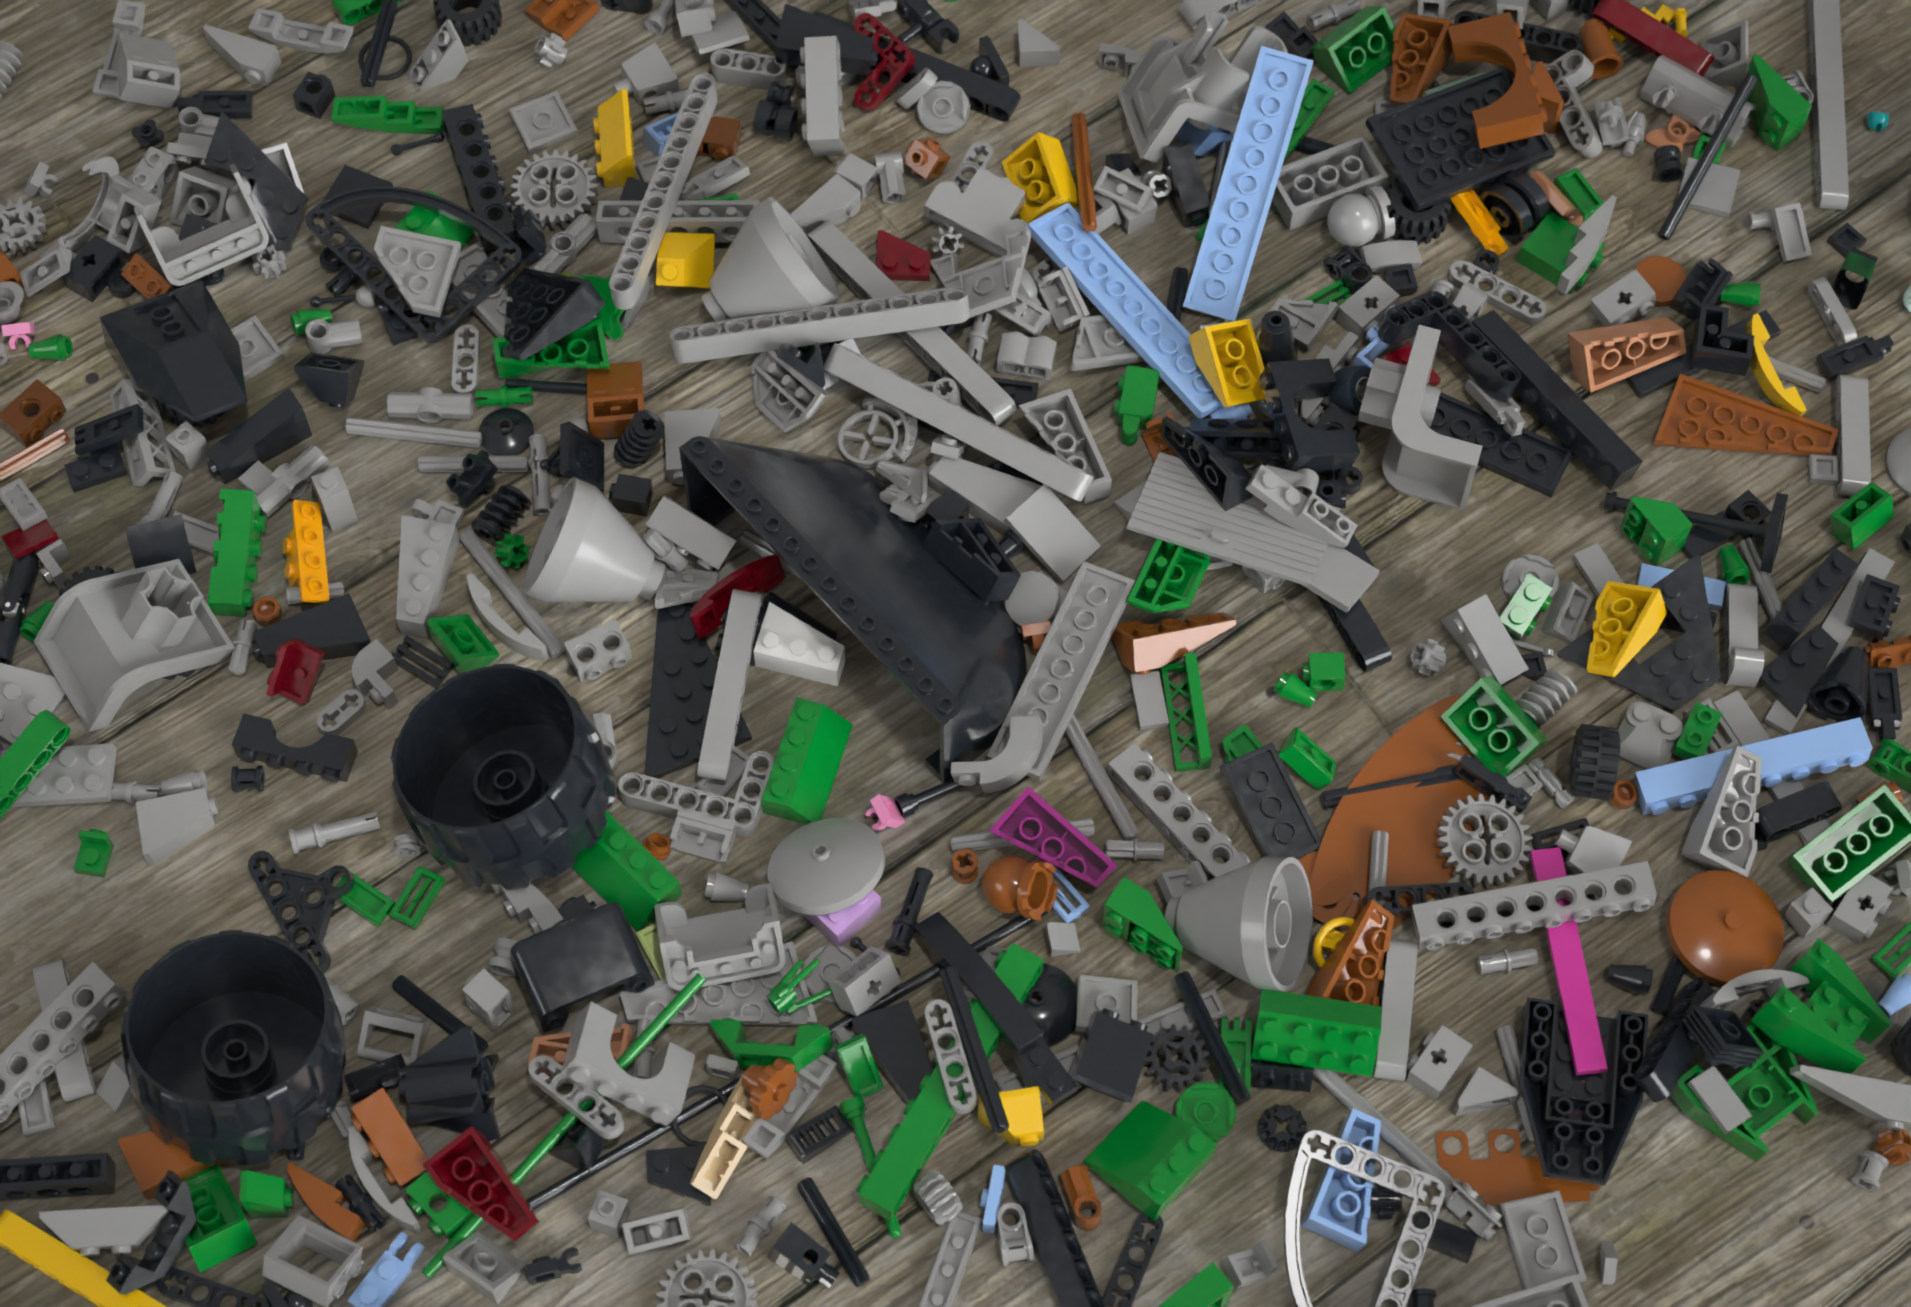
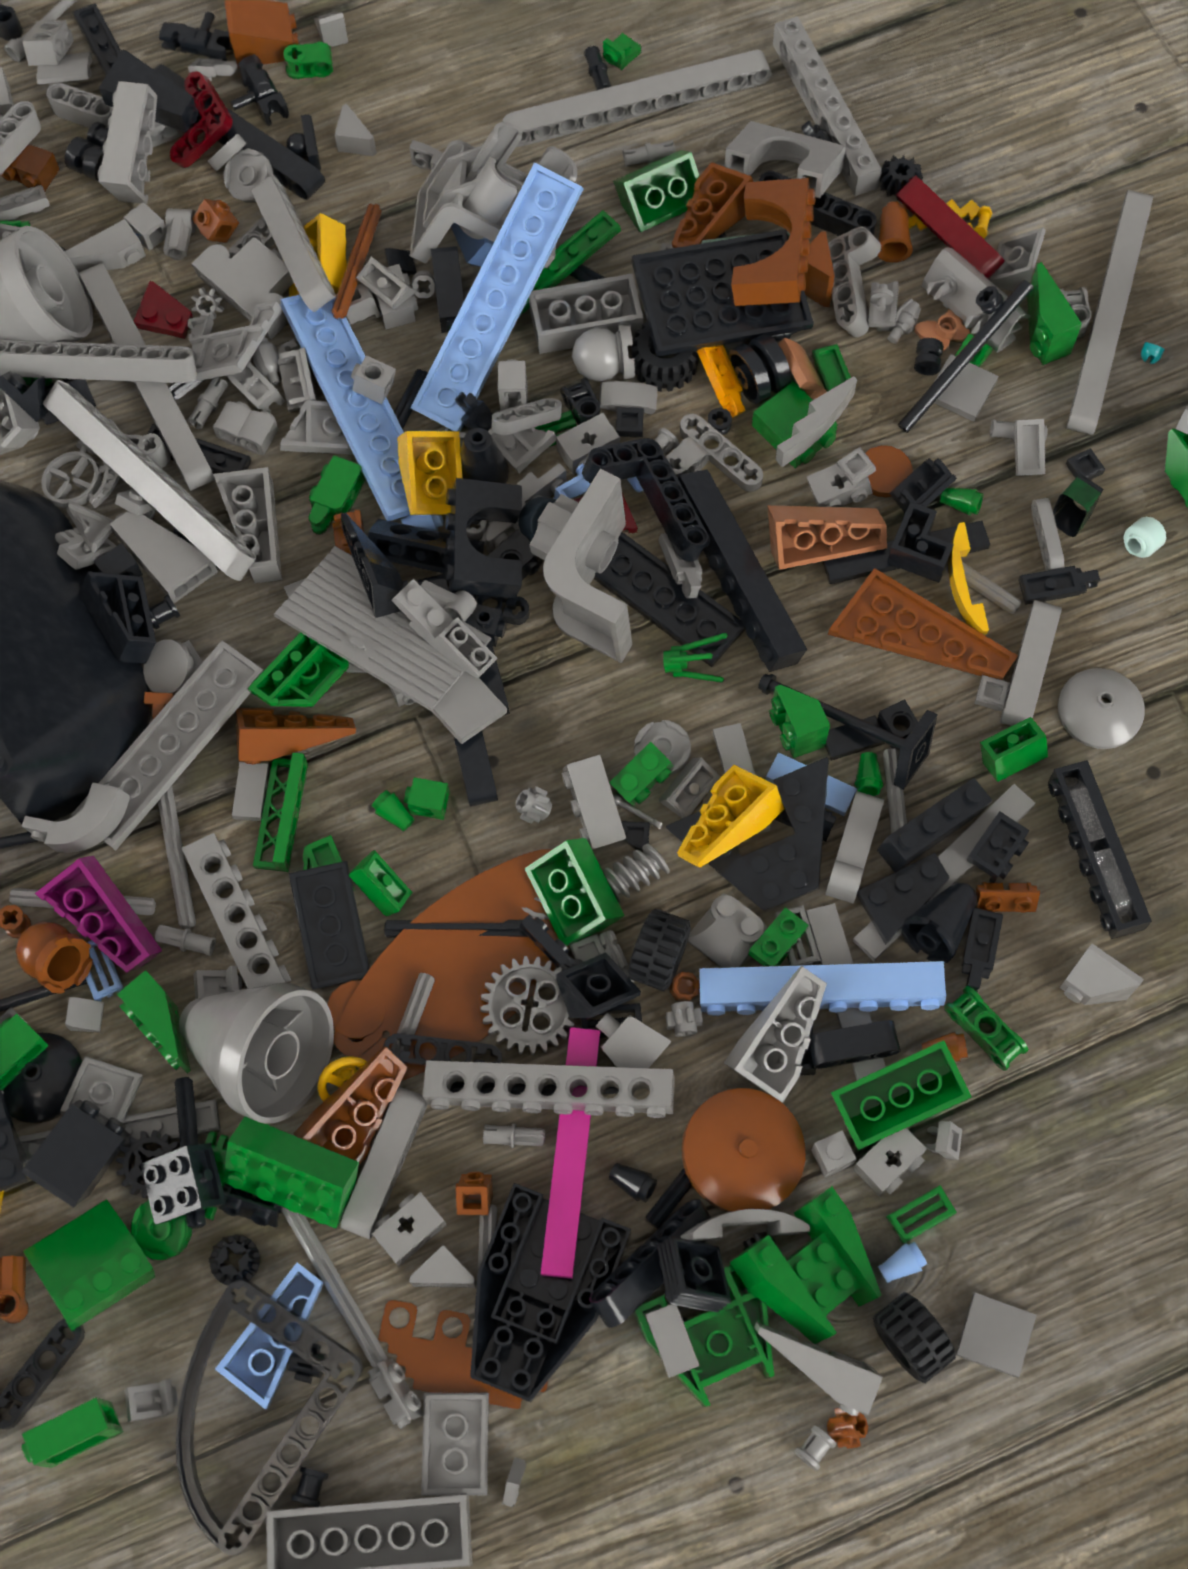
camera: 15 degrees right, 5 degrees up
(1021, 166) = (293, 243): none -> light grey beam
(1052, 533) = (208, 605): light grey tile -> none
(1145, 284) = (381, 381): none -> light grey brick
(1218, 1063) = (182, 1182): none -> black bracket
(1253, 301) = (476, 412): none -> black plate
(1281, 269) = (512, 384): none -> light grey brick
(1296, 39) = (601, 166): black slope -> none
(1304, 292) = (526, 416): none -> light grey beam
(1449, 1238) = (360, 1416): black slope -> none
(1491, 1012) = (474, 1187): none -> dark orange brick
(1520, 496) = (677, 660): none -> green plant
(1545, 809) = (595, 987): none -> black slope
(1632, 822) = (684, 1019): none -> light grey gear
(1638, 280) = (856, 466): none -> light grey tile
(1712, 96) = (989, 300): none -> black bush

